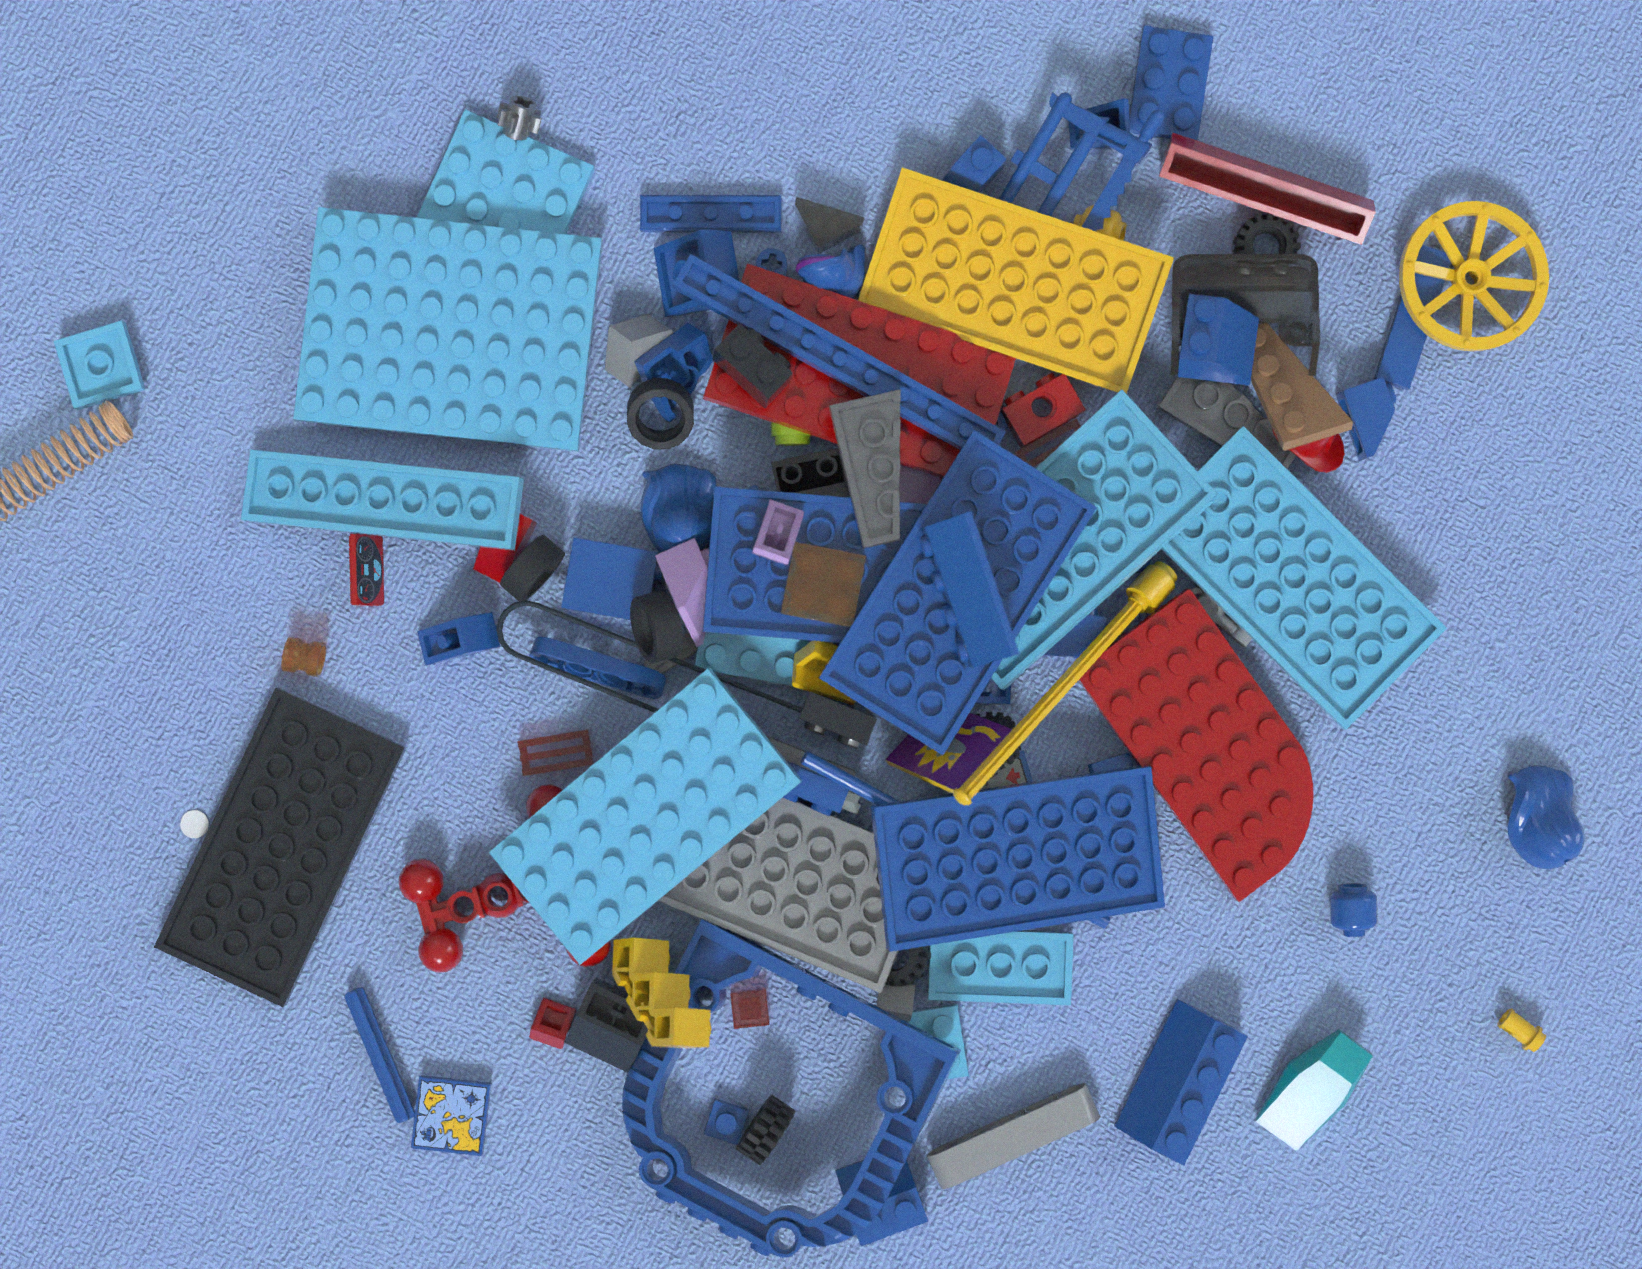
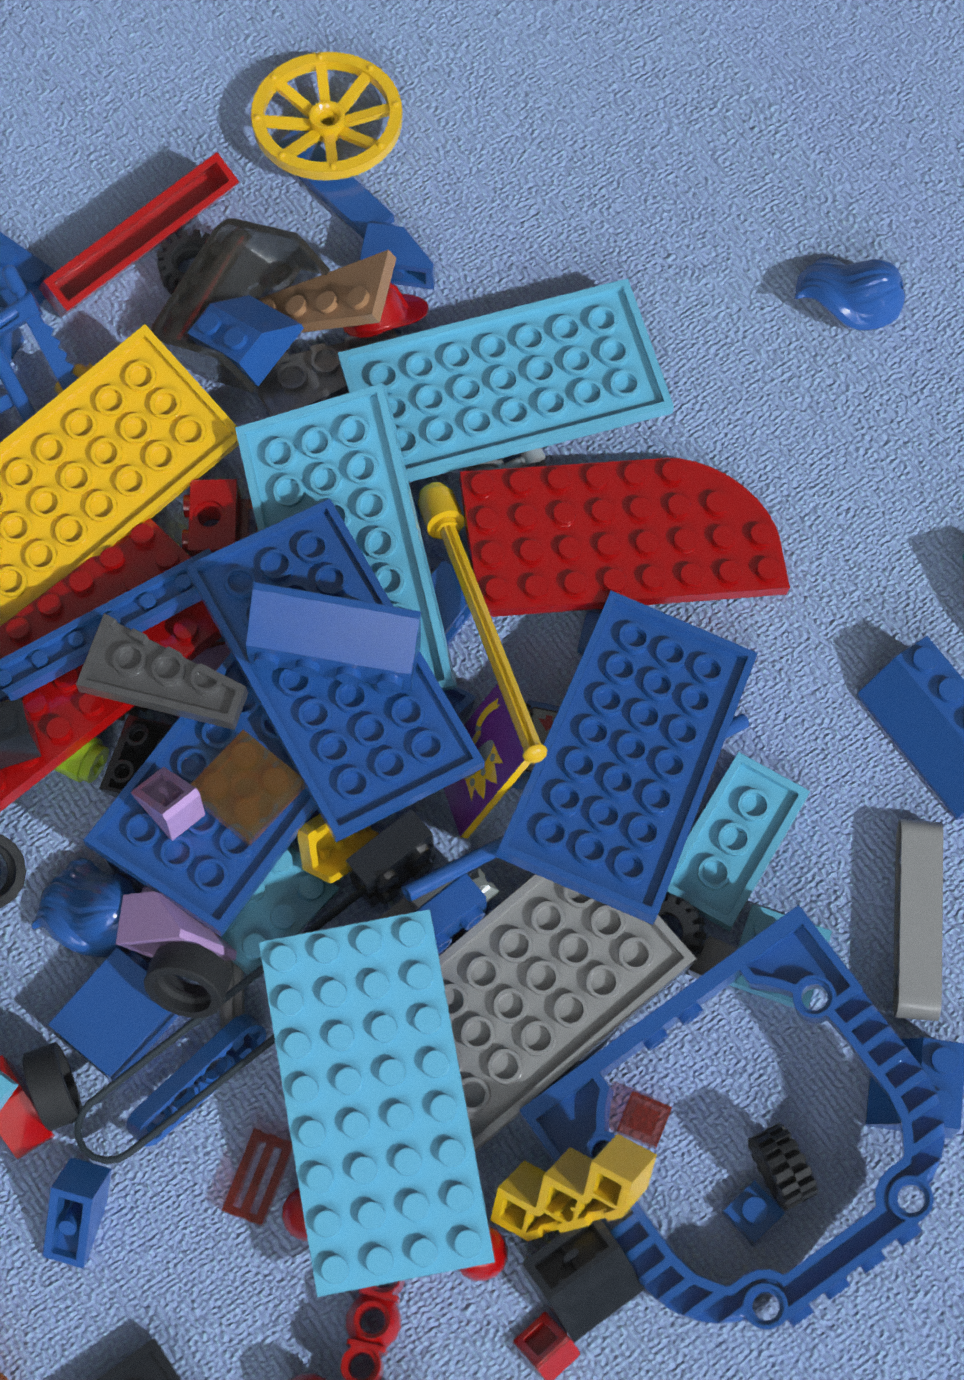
camera: 55 degrees left, 20 degrees down
(1353, 909) = (851, 489): blue head -> none

